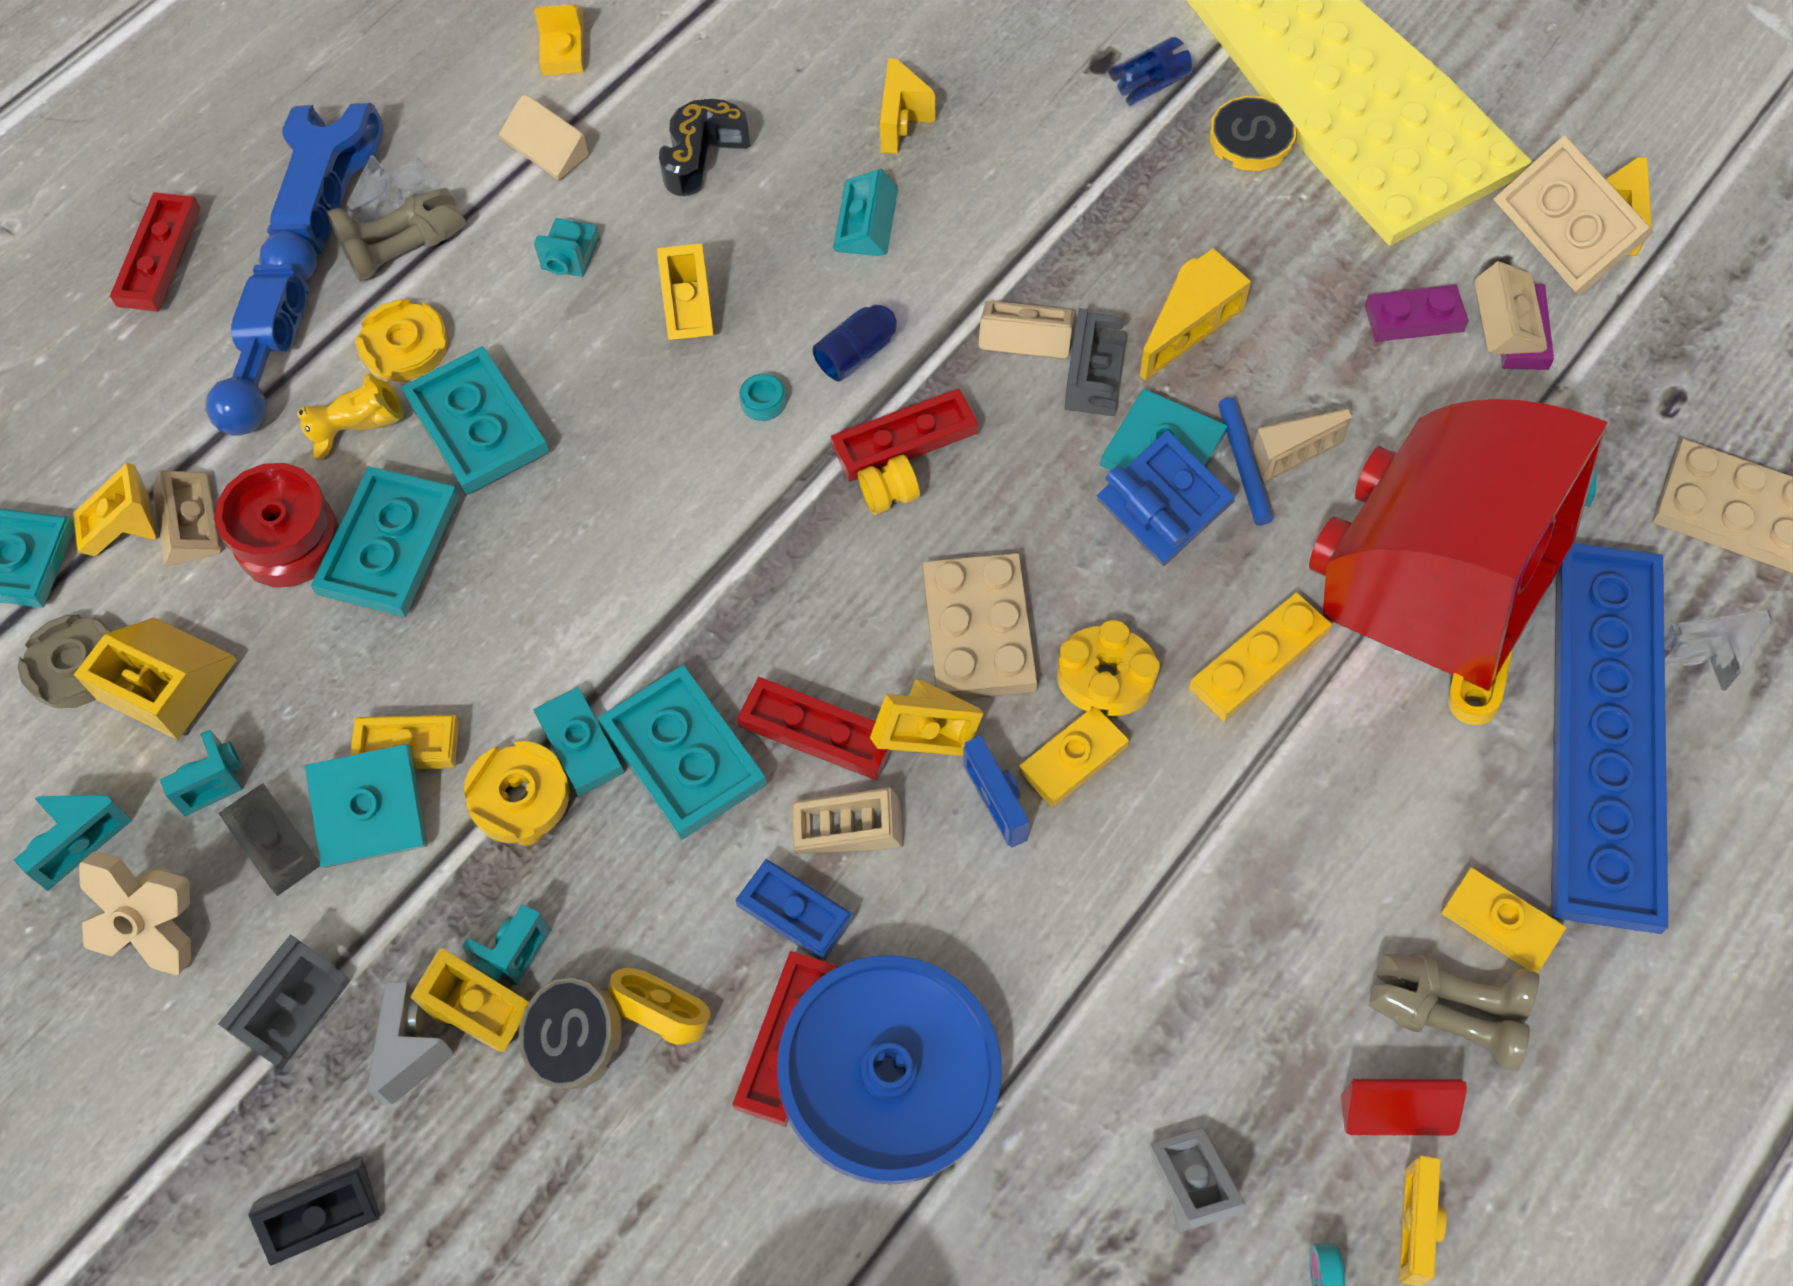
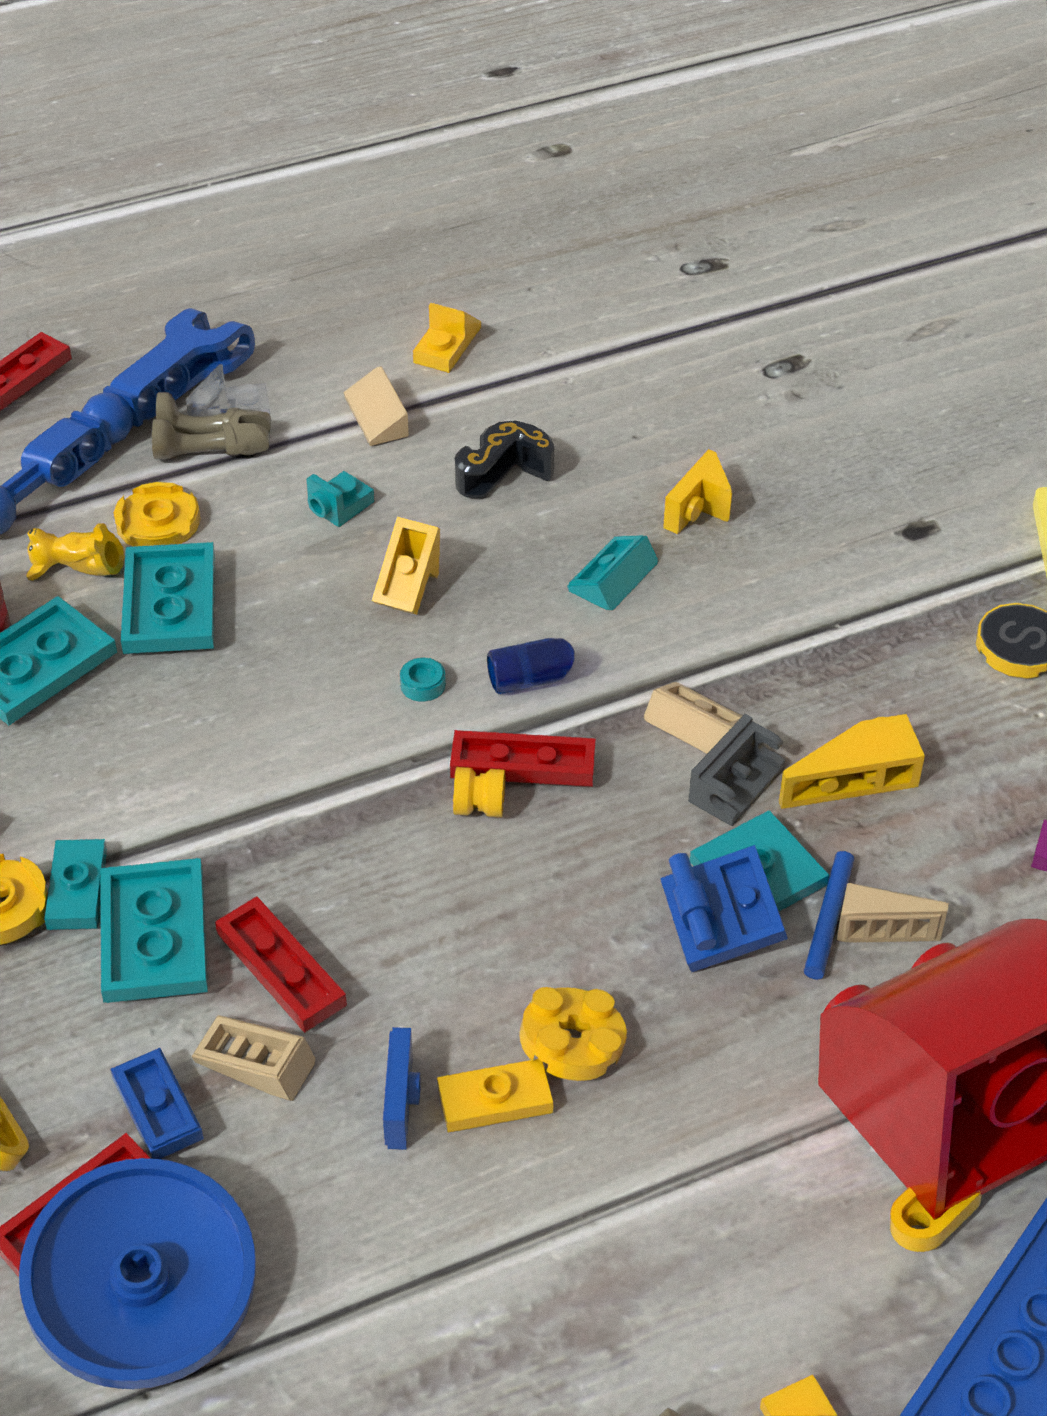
camera: 25 degrees right, 15 degrees down
(925, 721) = (370, 996): yellow slope -> none
(979, 626) = (483, 947): tan plate -> none
(1151, 70) = (953, 551): clear blue arm -> none
(1260, 656) = (730, 1090): yellow plate -> none

